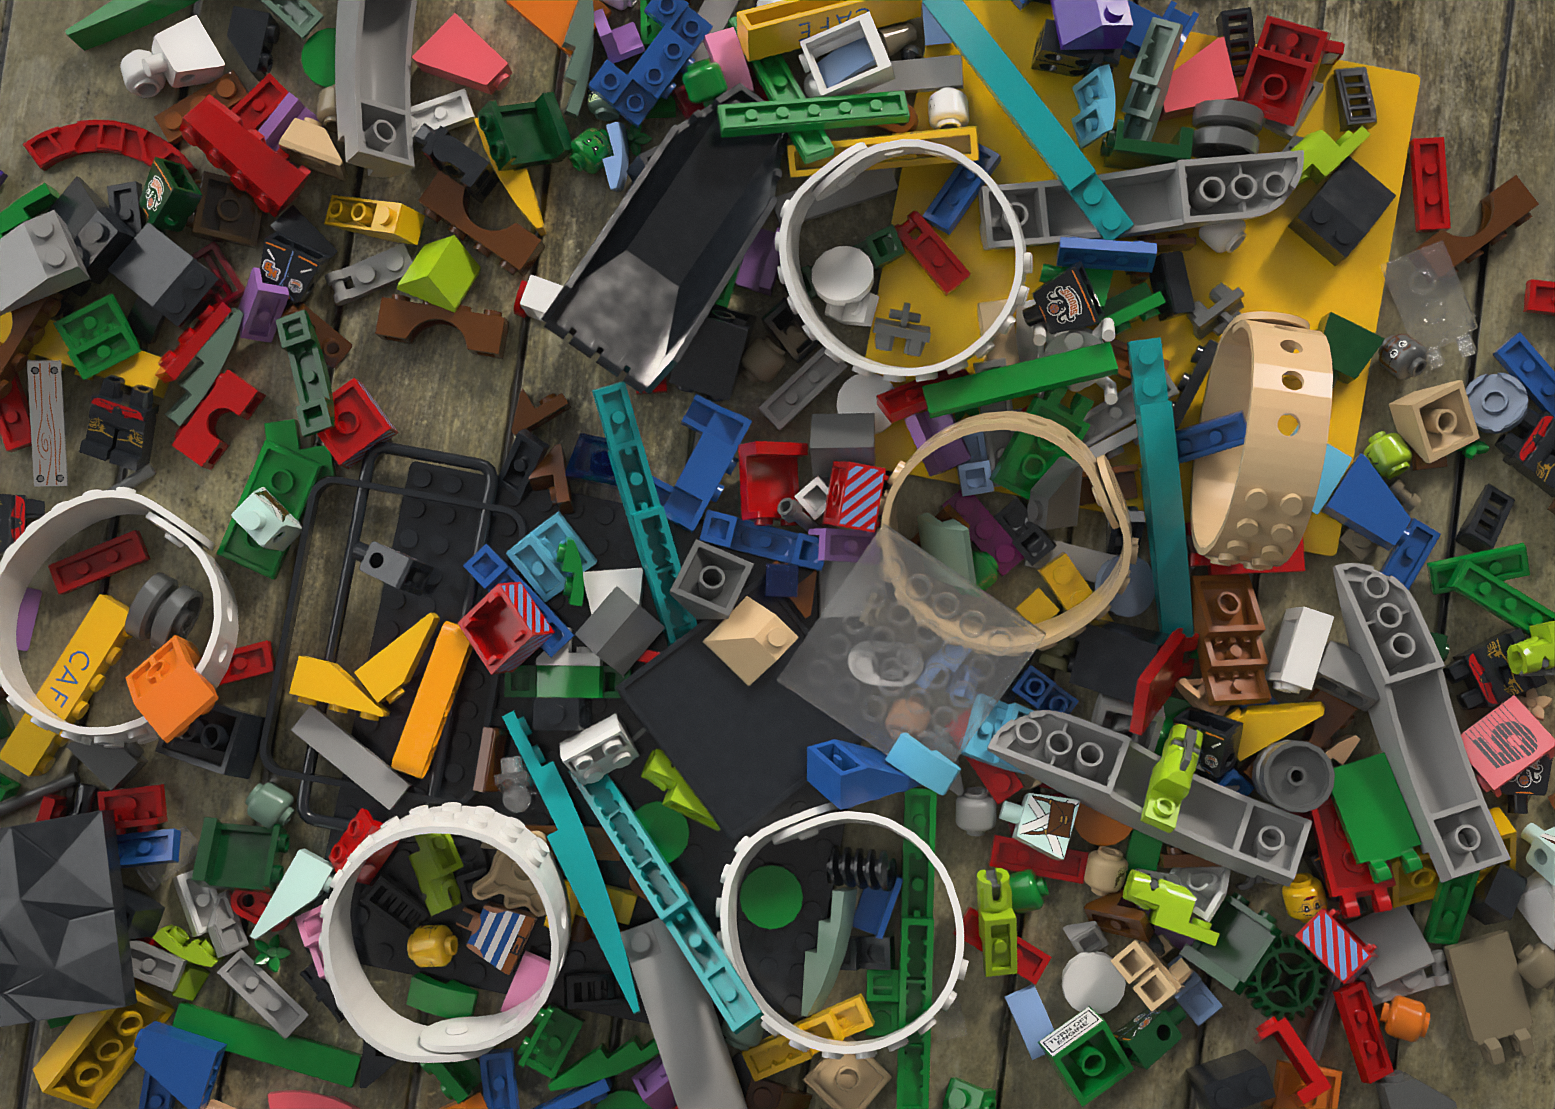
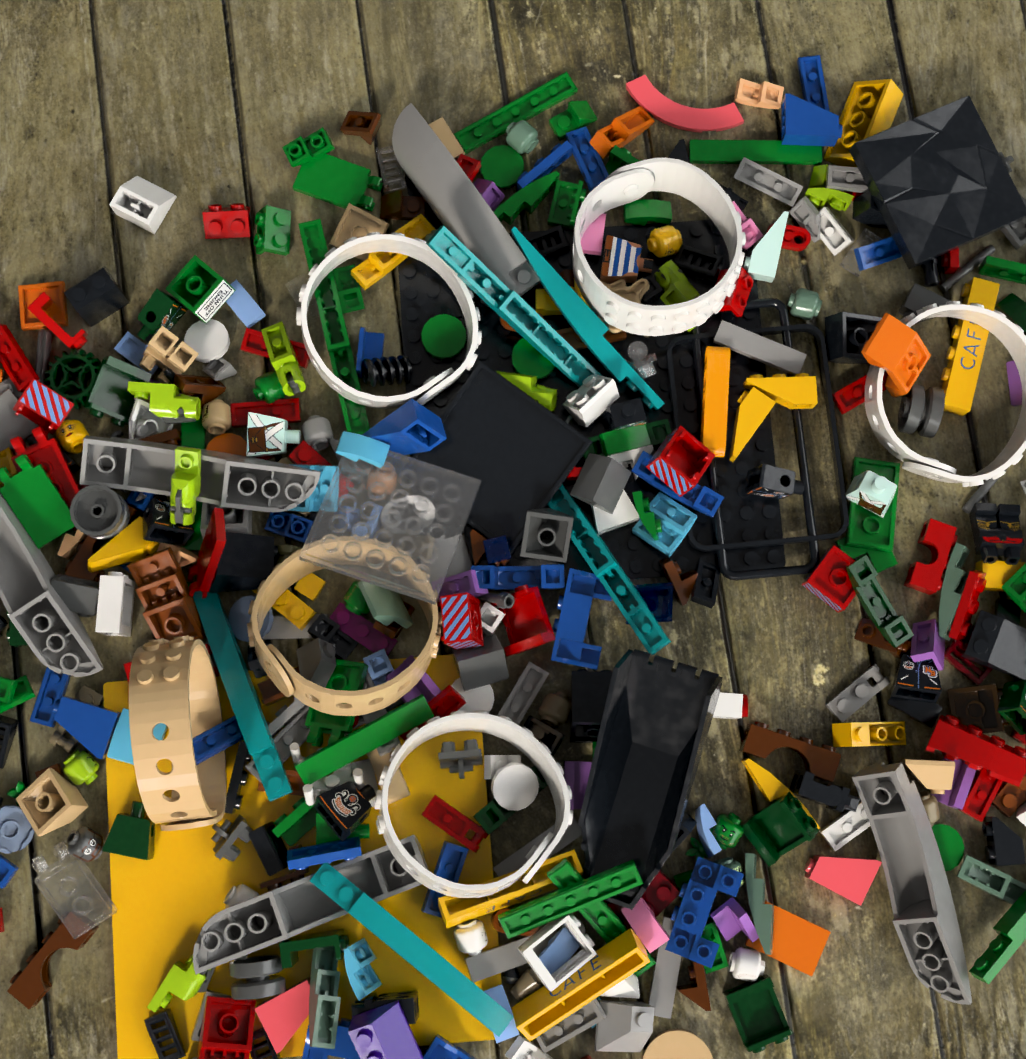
camera: 160 degrees right, 5 degrees down
(99, 562) = (978, 435): red plate -> none
(135, 807) = (895, 277): red bracket -> none
(240, 856) = (813, 265): dark green panel -> none
(270, 953) = (771, 209): green plant -> none
(405, 320) = (823, 665): reddish brown arch -> none
(441, 273) = (807, 705): lime slope -> none
(489, 761) = (664, 374): reddish brown tile -> none
(531, 418) = (712, 621): reddish brown slope -> none
(704, 82) = (658, 902): green head -> none
(750, 640) = (507, 502): tan slope -> none
(825, 961) = (395, 304): sand green slope -> none
(869, 953) = (372, 318): black slope -> none
(1342, 211) = (154, 944): black slope -> none
(1429, 184) = (93, 985): red plate -> none

